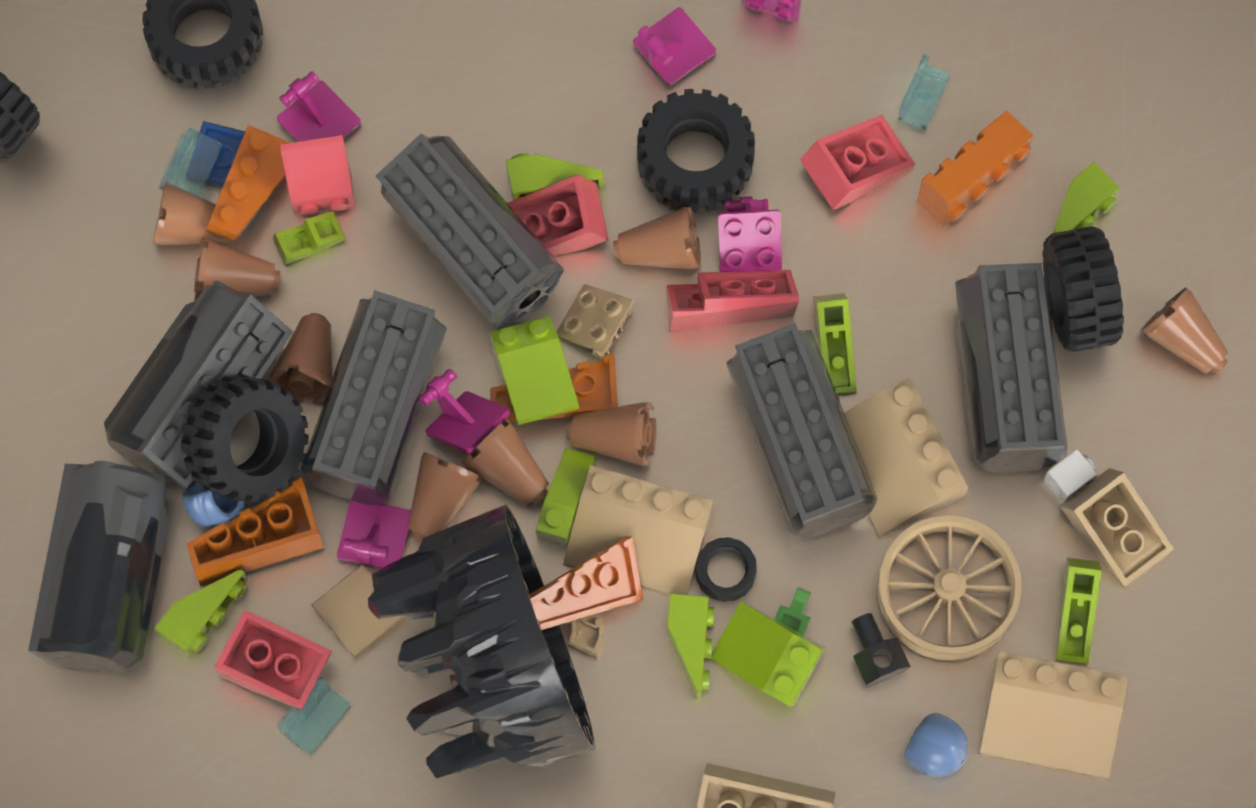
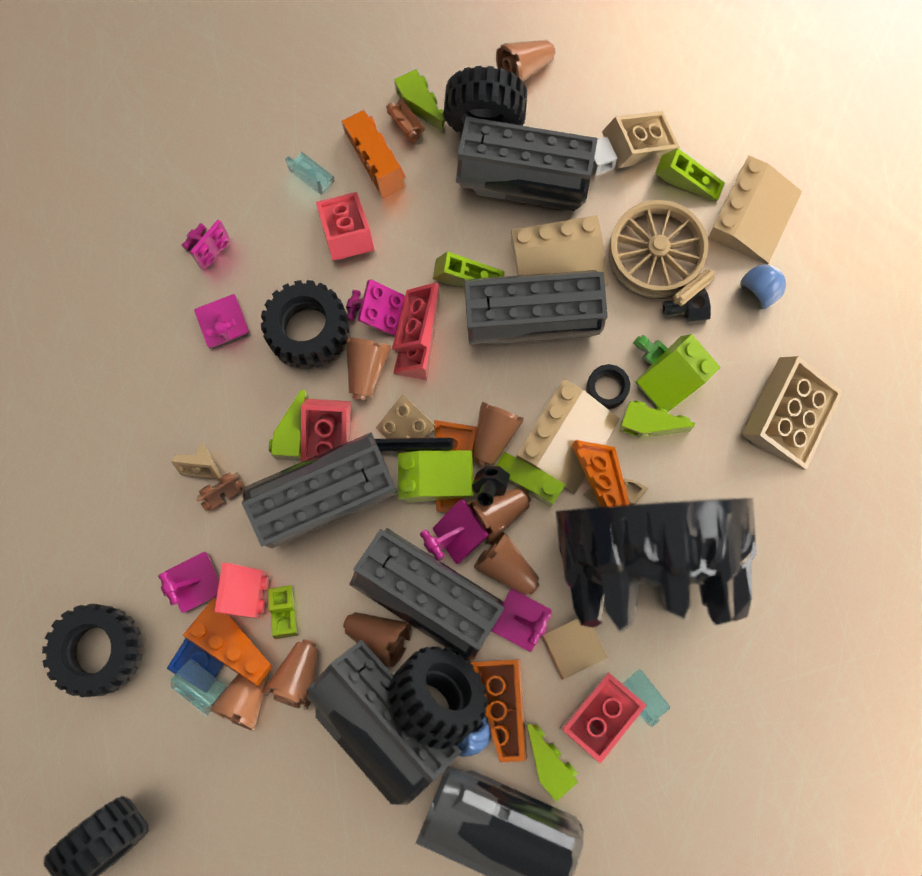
camera: 70 degrees left, 5 degrees up
(435, 106) = (227, 485): none -> nougat hinge
(470, 79) = (199, 465): none -> tan slope
(544, 442) = (490, 482): none -> black piece
(569, 332) = (415, 444): none -> black axle
(902, 648) = (694, 287): none -> tan axle
(1033, 205) = (406, 120): none -> nougat hinge

